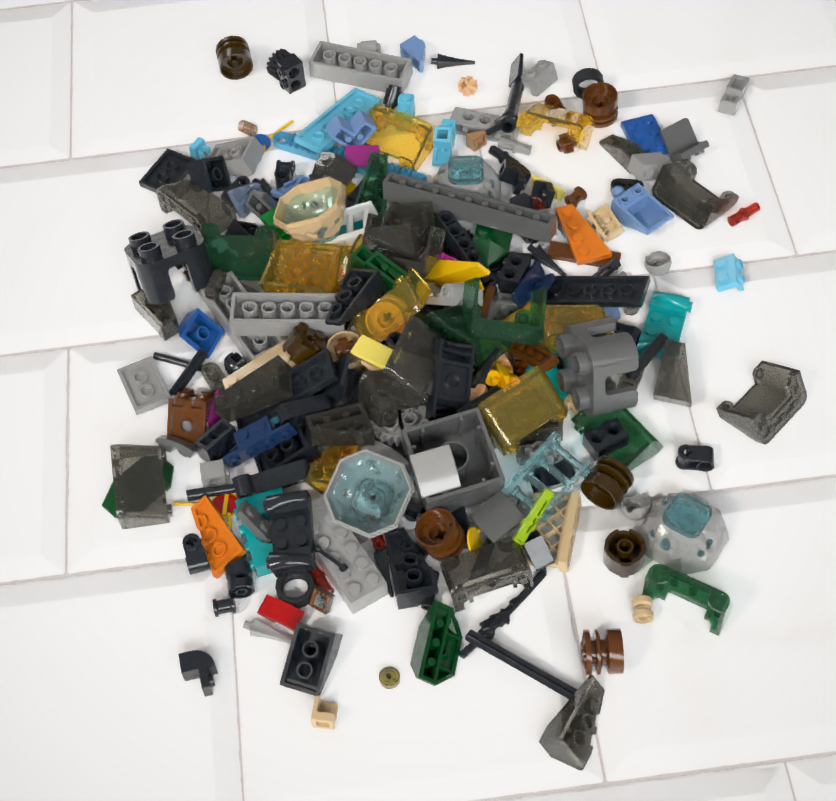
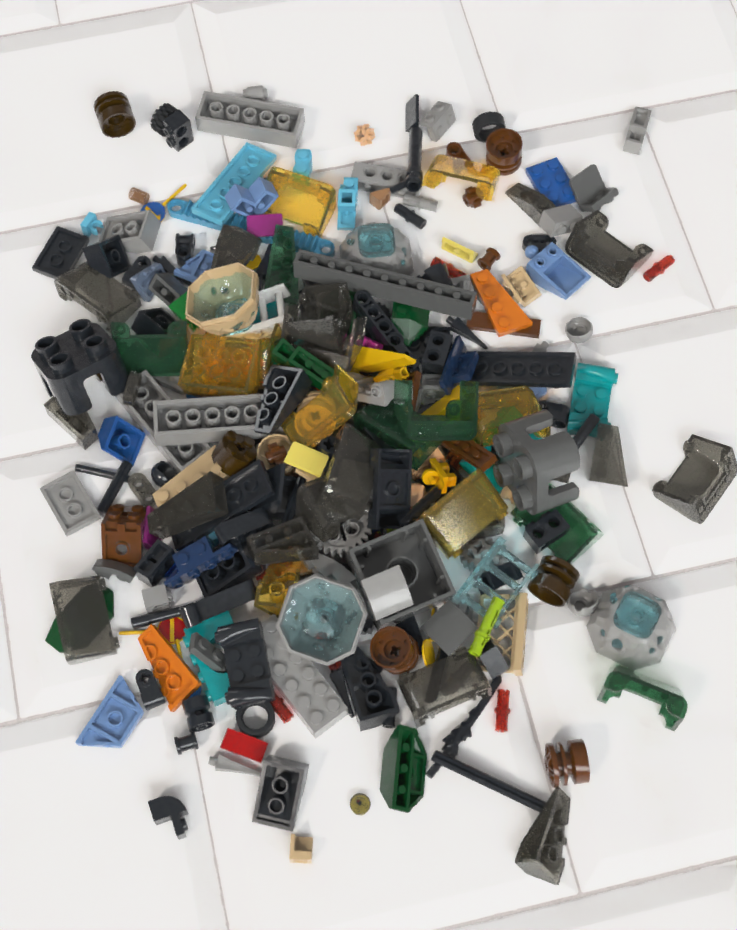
camera: 10 degrees left, 10 degrees up
(156, 579) = (113, 718): none -> medium blue wing
(321, 600) = (283, 728): tile -> none
(342, 567) = (302, 696): black hinge -> none
(391, 96) = (287, 152): black brick -> none
(414, 49) = (303, 96): medium blue slope -> none
(444, 61) = (340, 105): black piece -> none
(480, 374) = (419, 472): black piece -> none
(515, 175) = (424, 237): black brick -> none
(543, 601) = (502, 711): none -> clear red pin
(544, 191) = (458, 256): black bracket -> none
(612, 265) = (527, 342): black pin -> none
(624, 552) = (569, 645): dark brown brick -> none
(642, 609) = (599, 711): tan wheel -> none
(696, 457) = (635, 544): black piece -> none
(728, 273) = (649, 336): medium azure bracket -> none

